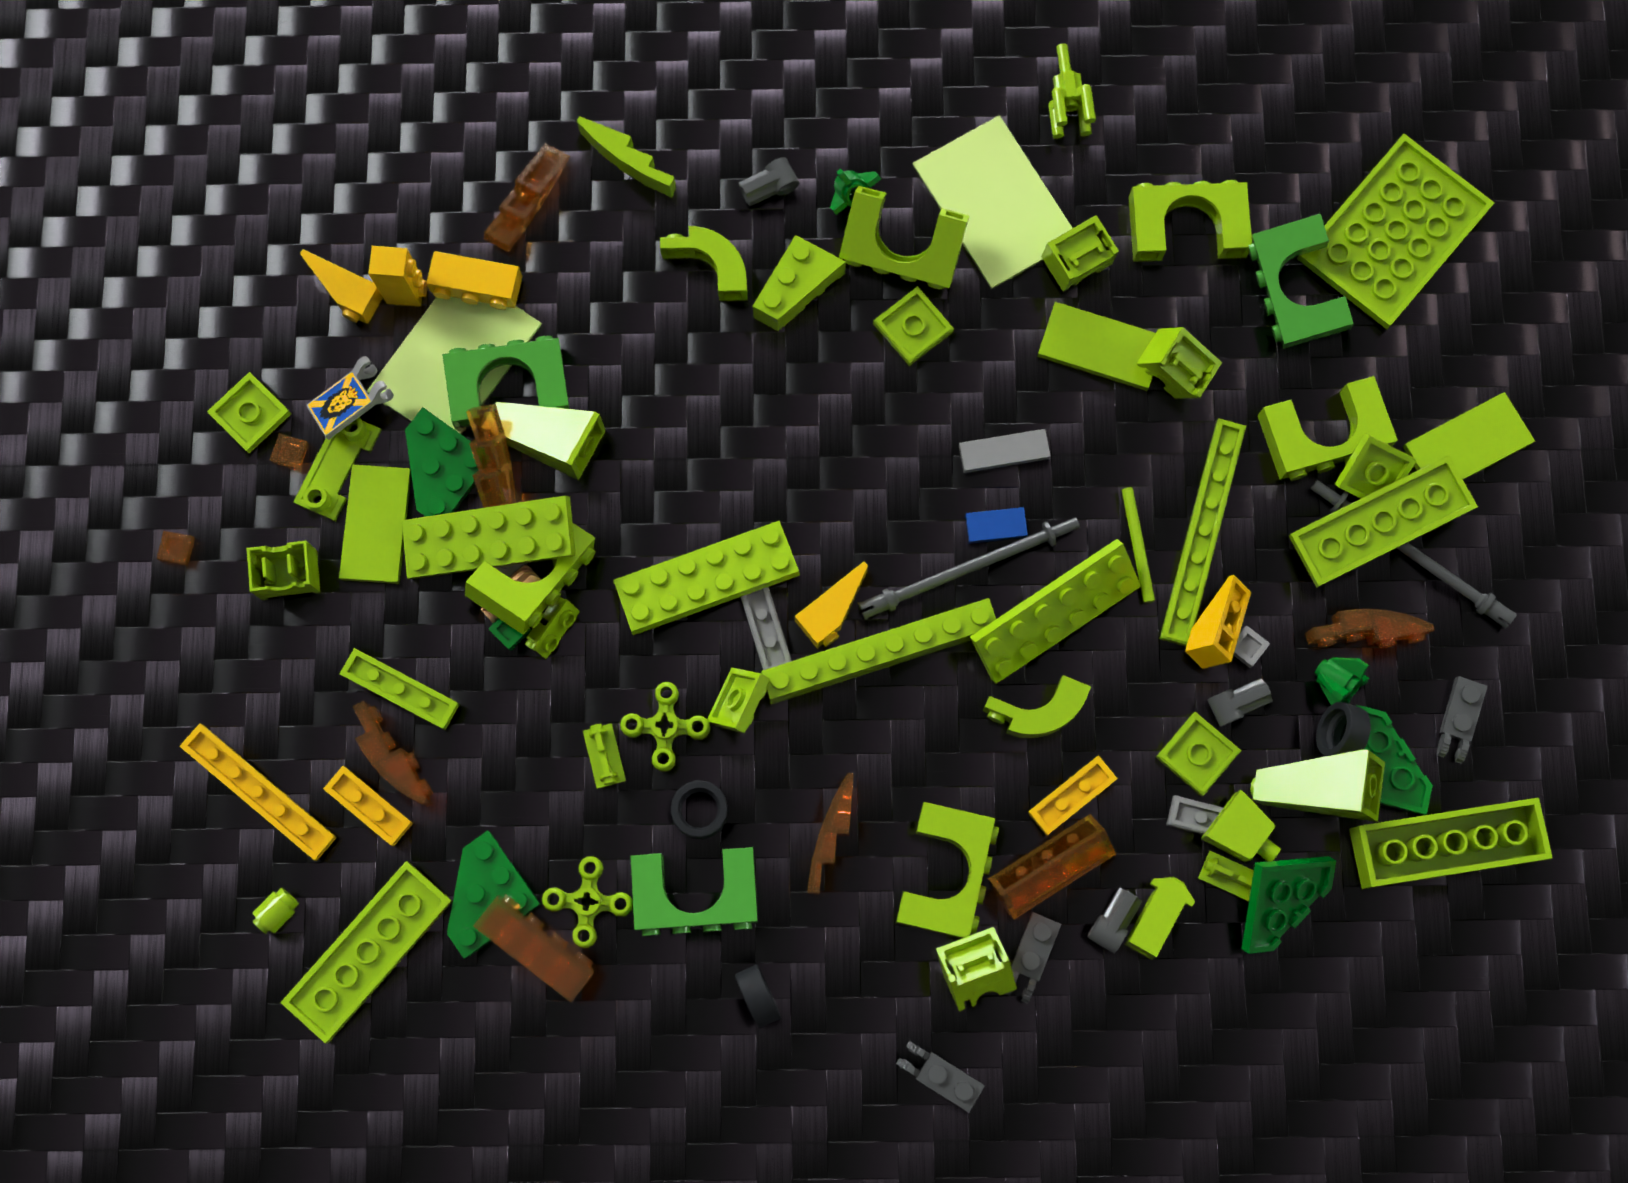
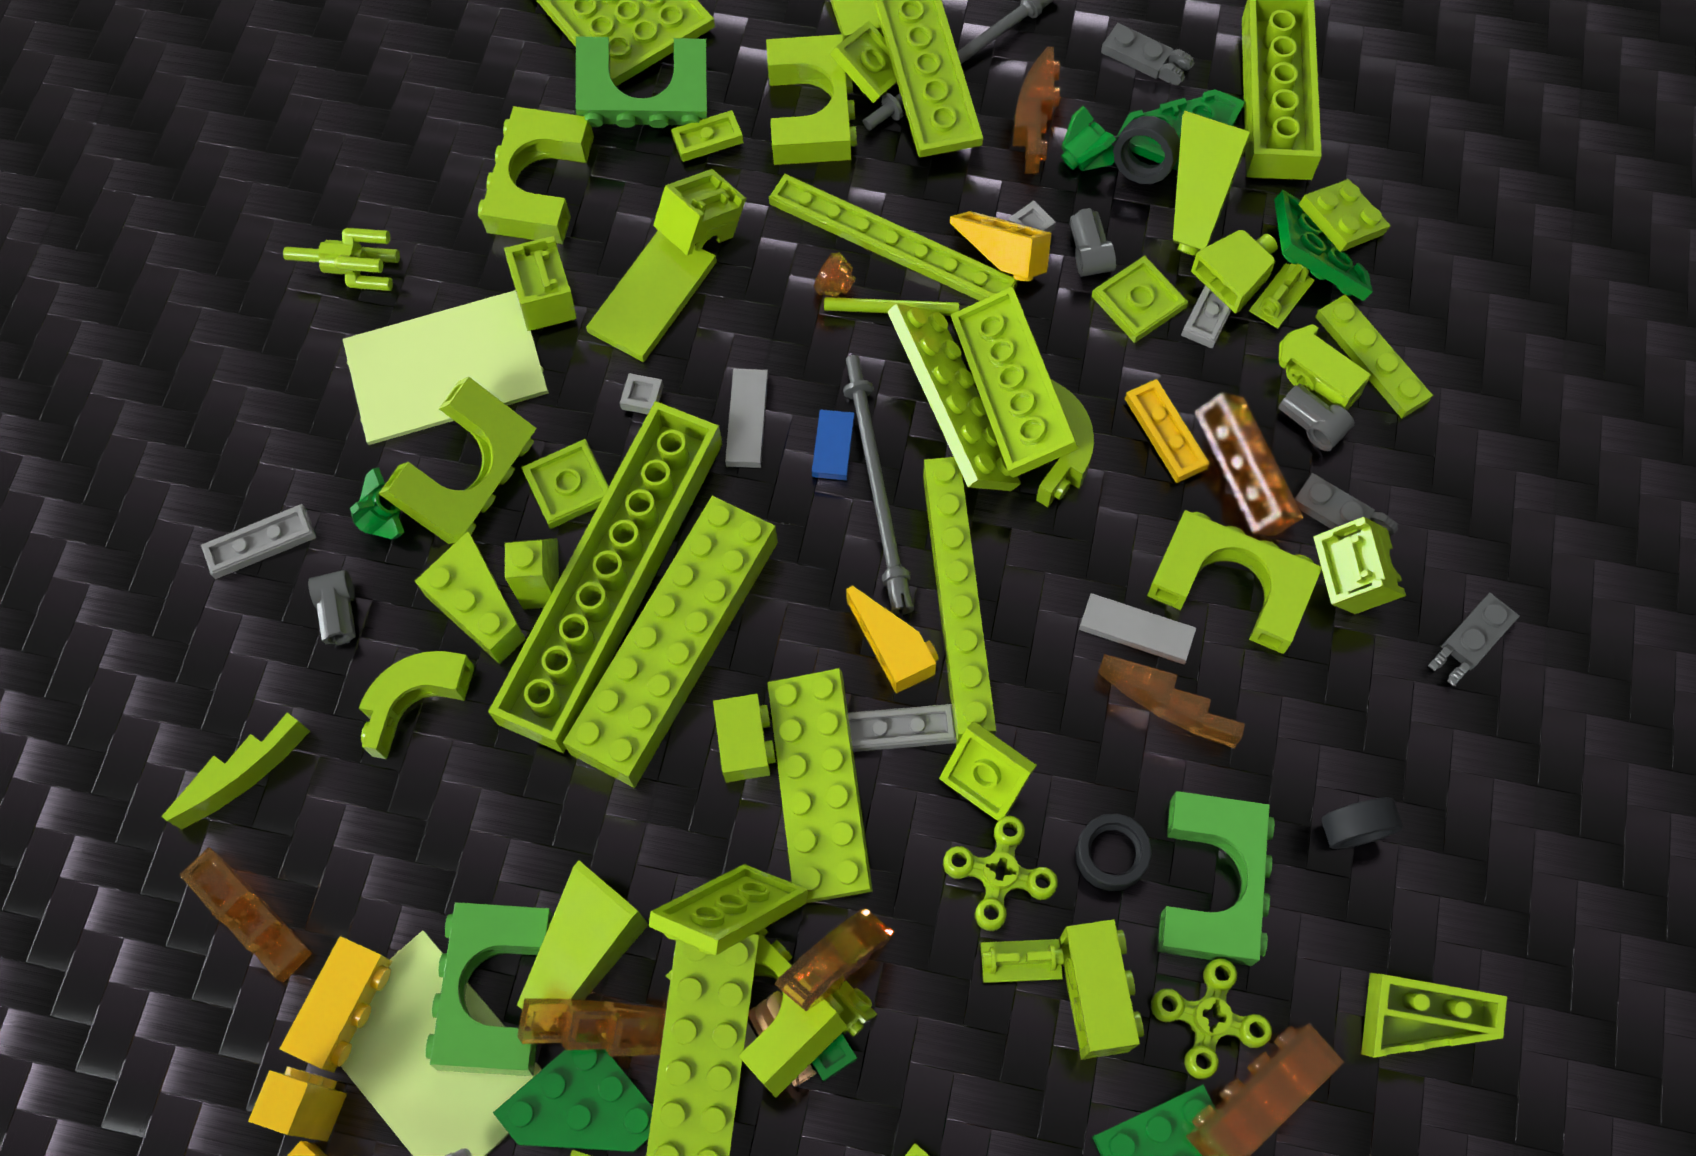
camera: 75 degrees left, 10 degrees down
(568, 614) = (833, 959): none -> clear orange slope
(586, 529) = (727, 909): none -> lime plate
(587, 813) = (1100, 989): none -> lime brick
(621, 1065) = (1427, 1015): none -> lime wedge
(730, 512) = (742, 737): none -> lime brick
(796, 440) = (671, 642): none -> lime brick
(811, 110) = (258, 541): none -> light grey tile
(829, 319) = (532, 570): none -> lime slope
(839, 378) = (607, 576): none -> lime brick
(889, 800) = (1137, 628): none -> light grey tile
(1003, 362) = (640, 393): none -> light grey plate
(1079, 656) = (1013, 383): none -> lime plate
(1151, 490) = (834, 276): none -> clear orange cone
(1191, 965) = (1373, 353): none -> lime plate
(1266, 351) = (707, 136): none -> lime plate
(1326, 921) = (1344, 215): none -> lime plate

